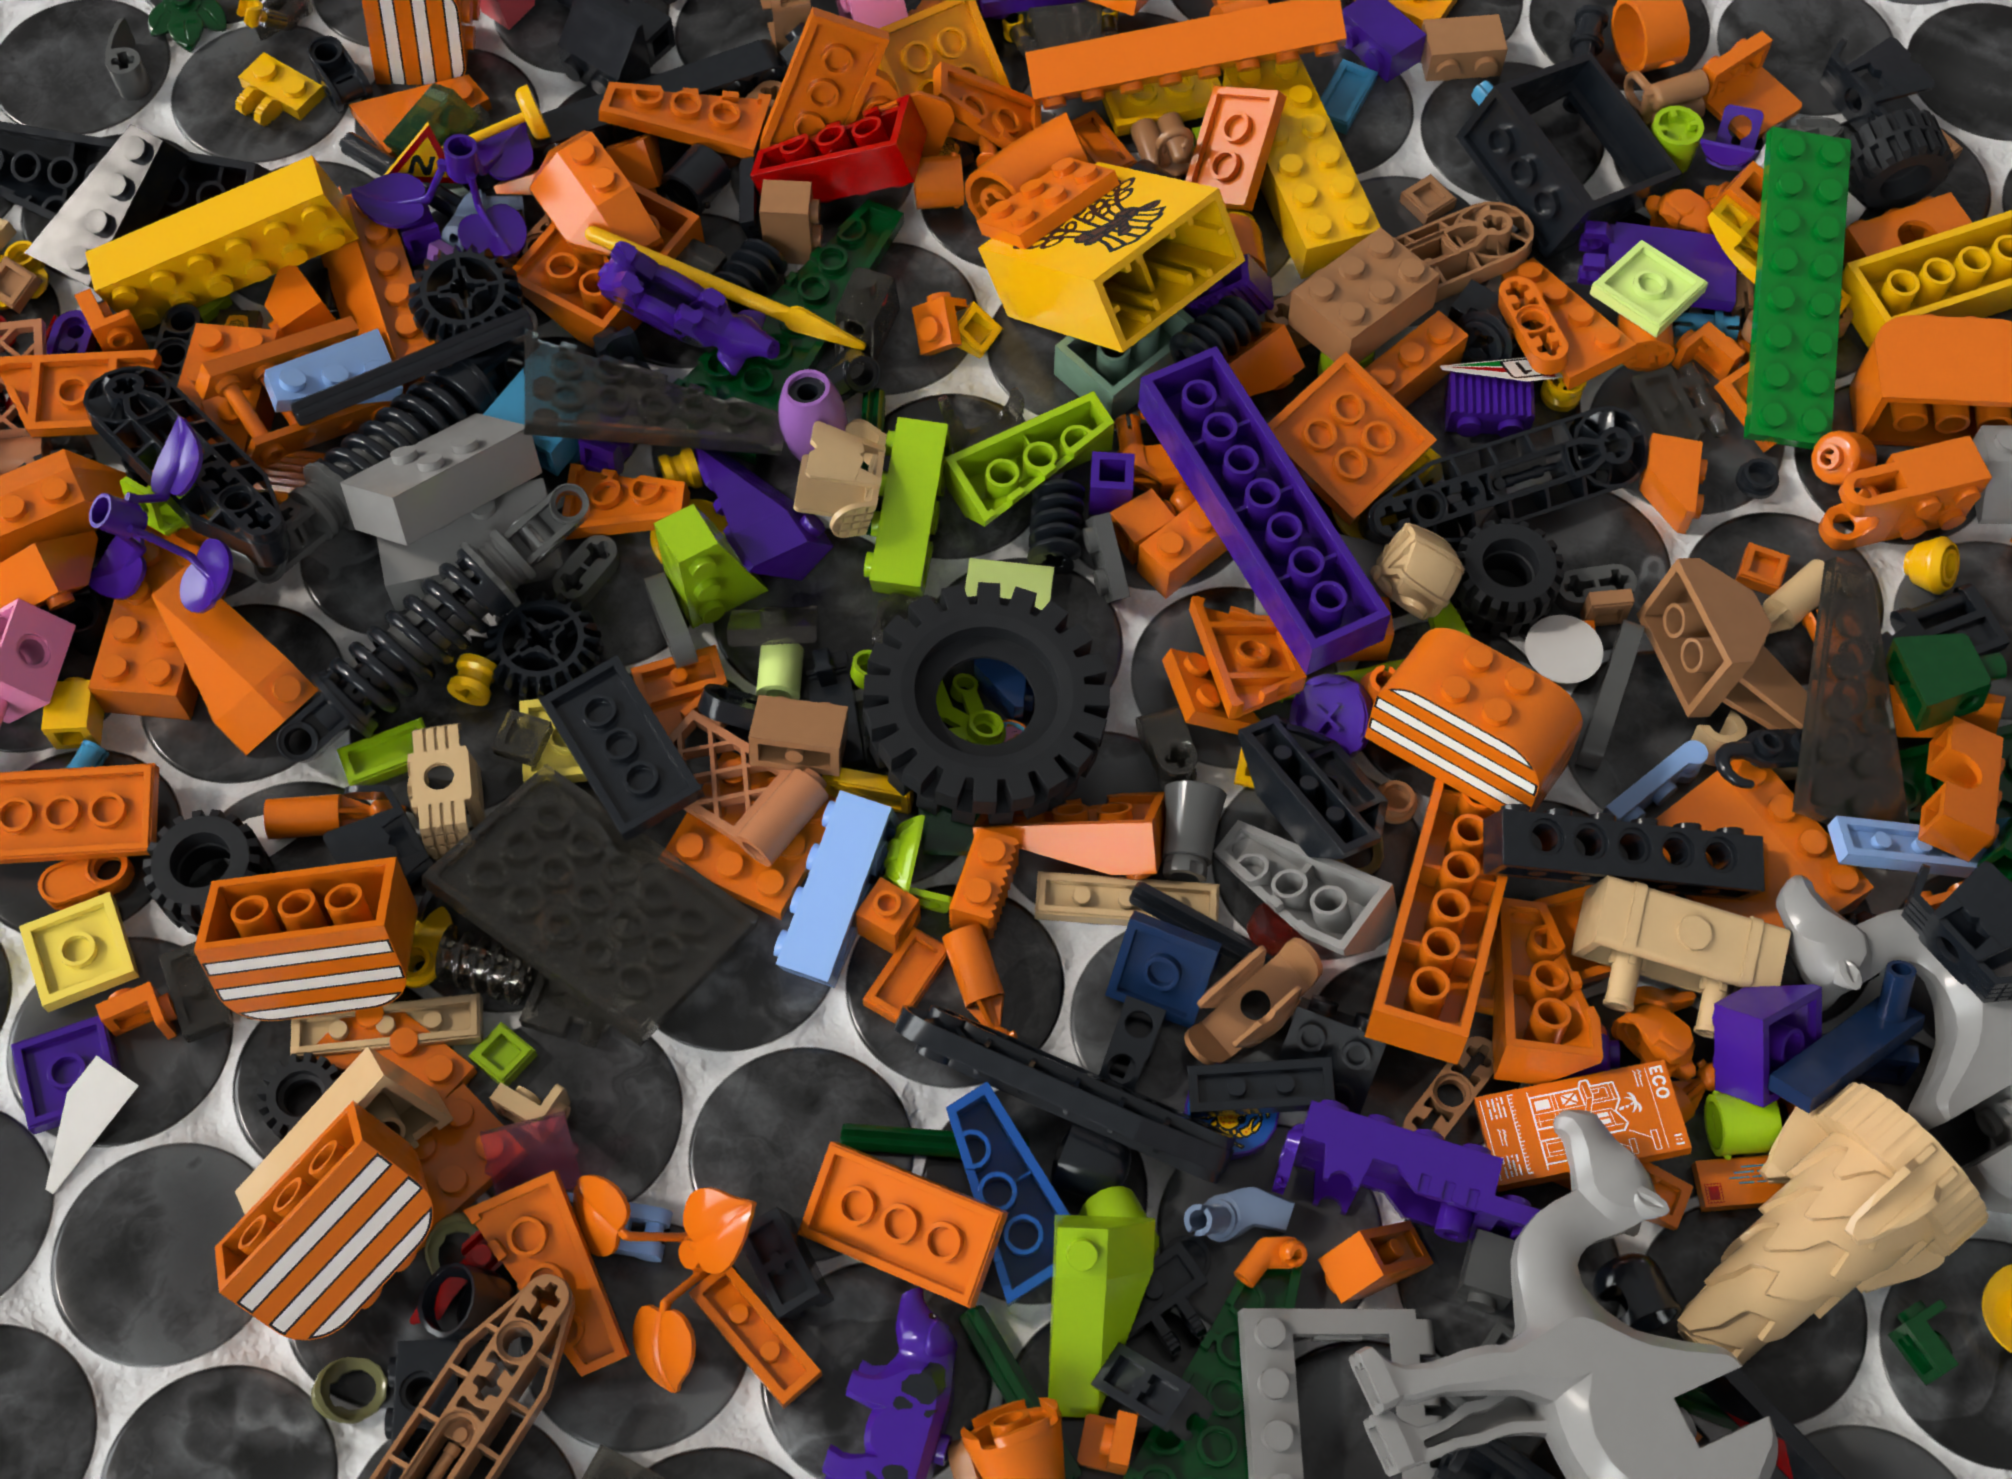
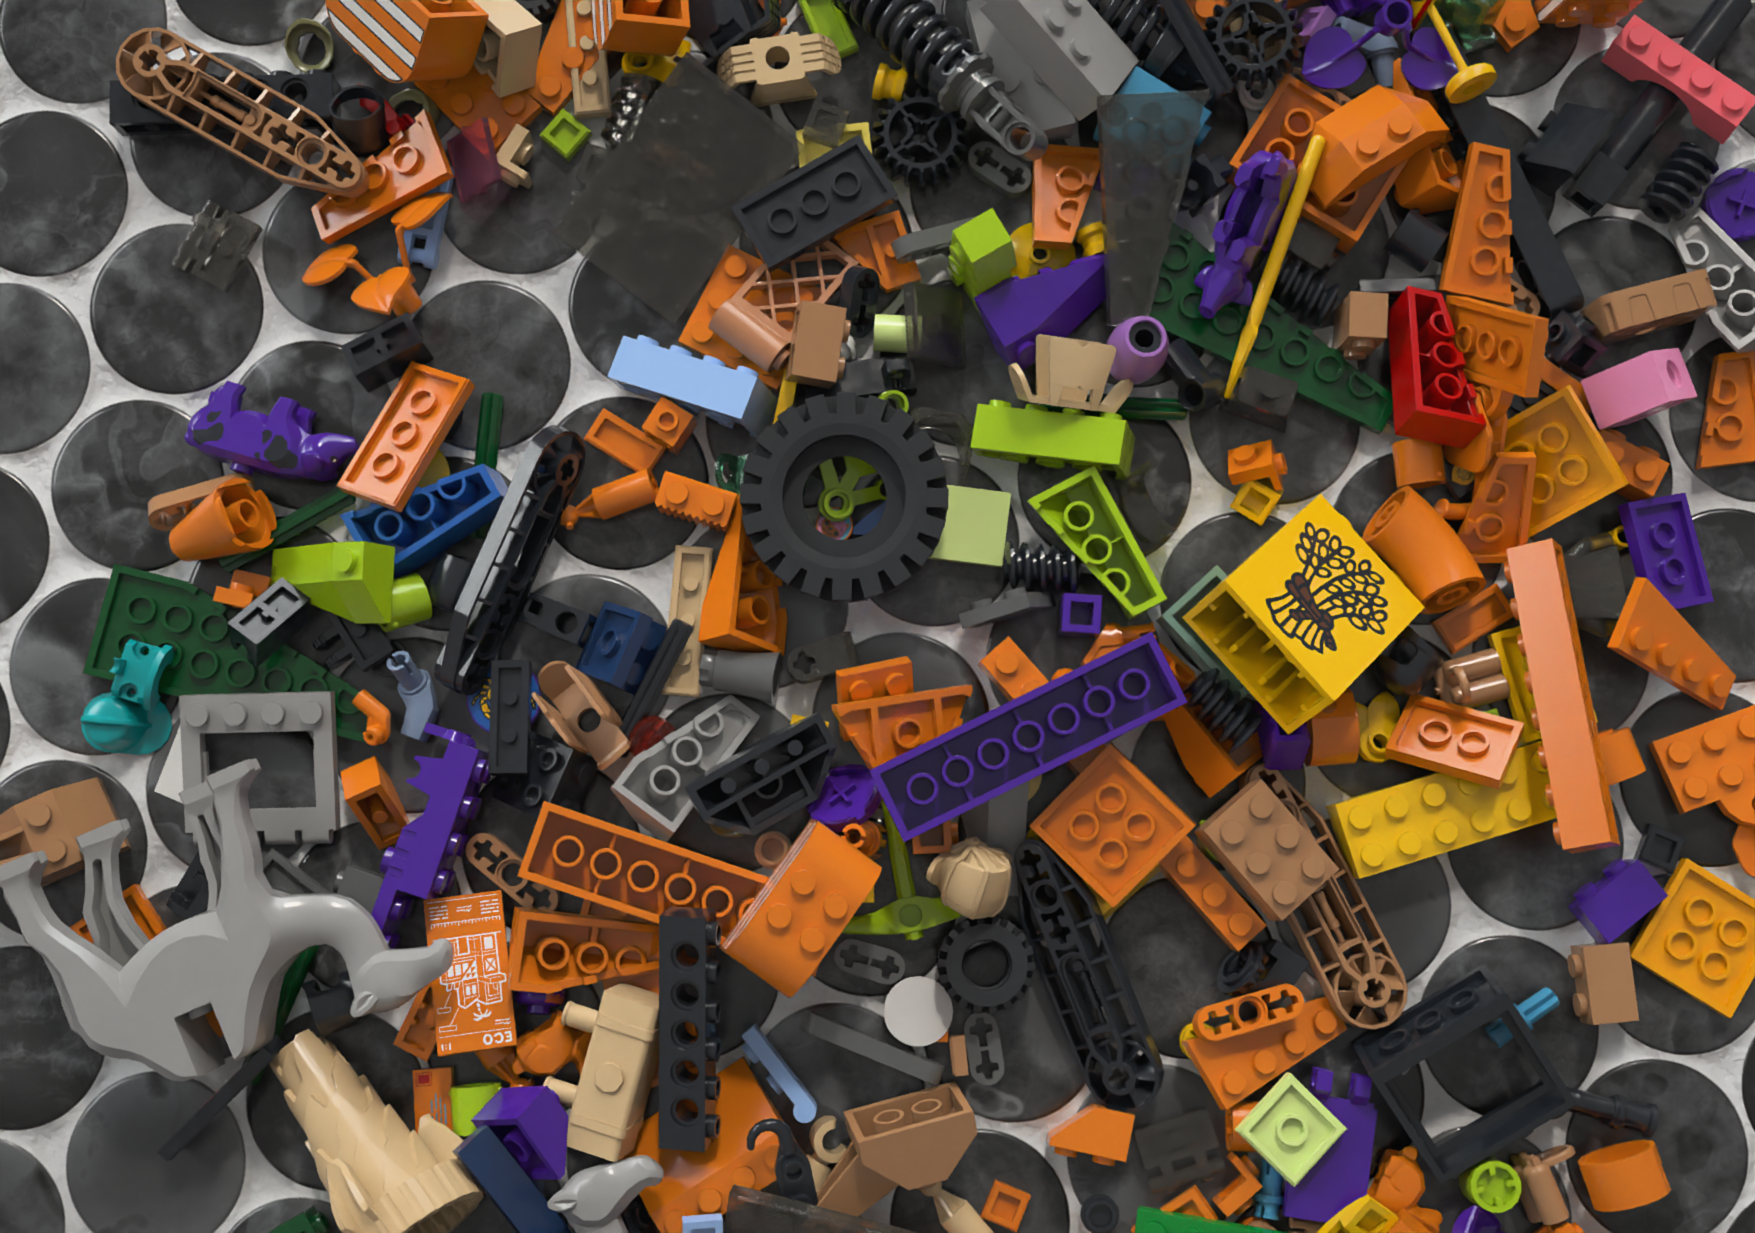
camera: 90 degrees right, 20 degrees up
(756, 1335) = (322, 344): orange plate -> none
(901, 863) = (708, 432): lime piece -> none
(1047, 202) = (1363, 555): orange plate -> none
(1139, 520) = (1043, 644): orange brick -> none
(1347, 94) = (1545, 861): dark azure tile -> none
(1428, 199) = (1418, 933): medium nougat tile -> none
(1488, 405) = (1174, 969): dark purple brick -> none
(1512, 369) = (1204, 981): sticker -> none

